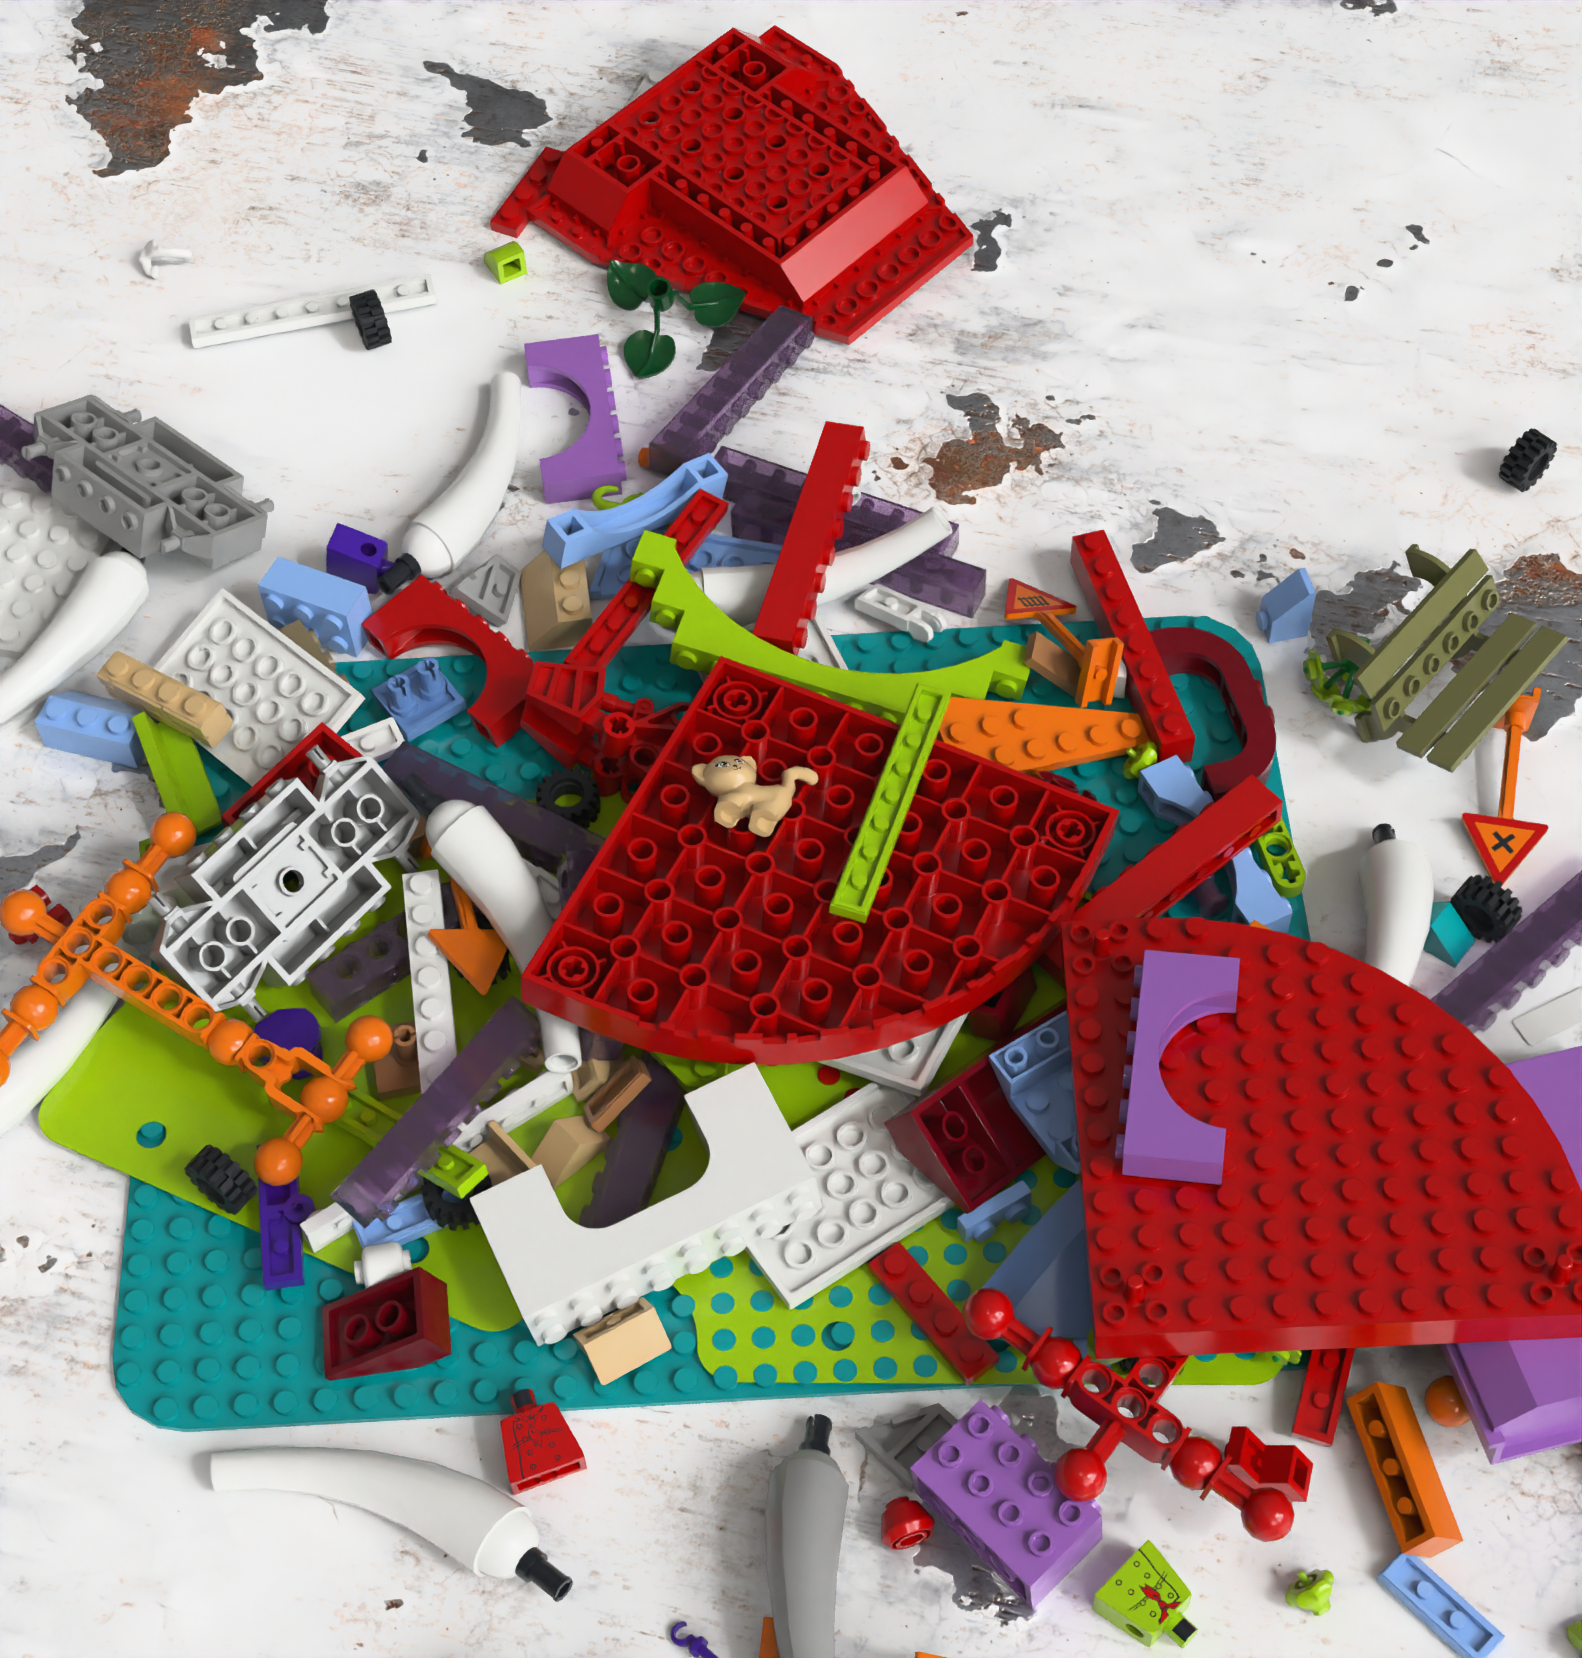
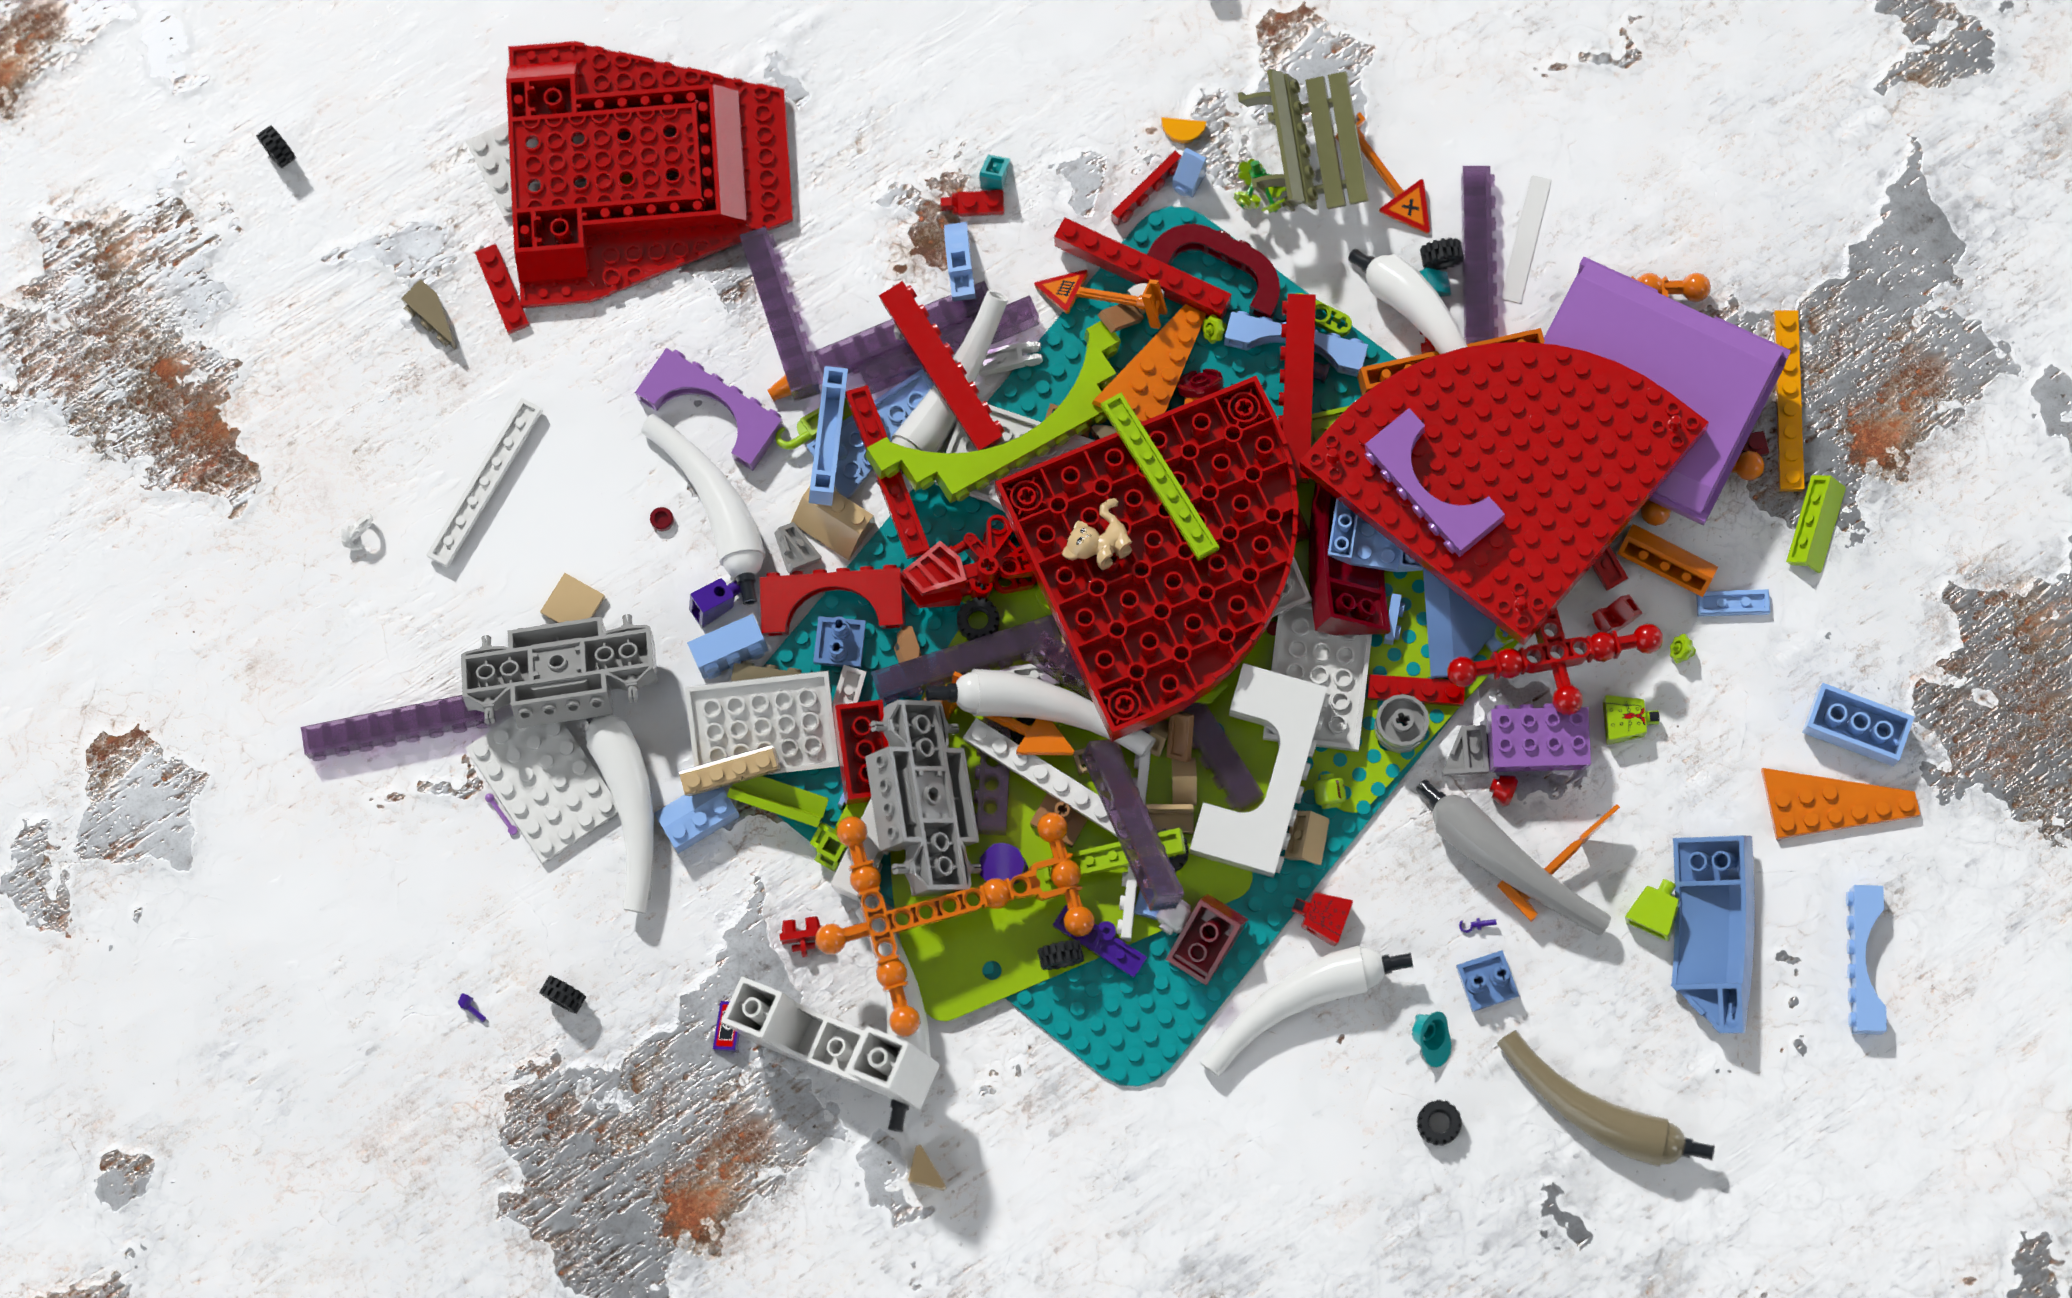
camera: 45 degrees left, 20 degrees up
(254, 458) = (572, 601): none -> tan tile
(370, 319) = (532, 458): black tyre -> none
(415, 469) = (661, 519): none -> dark red tile
(451, 157) = (427, 306): none -> dark tan slope
(476, 756) = (907, 645): none -> medium nougat rock
(506, 262) = (548, 347): lime brick -> none
(633, 283) = (695, 328): dark green plant -> none
(704, 1314) = (1329, 791): none -> lime head
(869, 1324) = (1396, 736): none -> light grey wheel
(956, 483) = (959, 261): none -> light blue slope
(1038, 467) = (974, 203): none -> red hinge
(1086, 456) = (994, 172): none -> teal slope
(1215, 589) = (1141, 194): none -> red plate
(1330, 577) = (1183, 130): none -> light orange tile

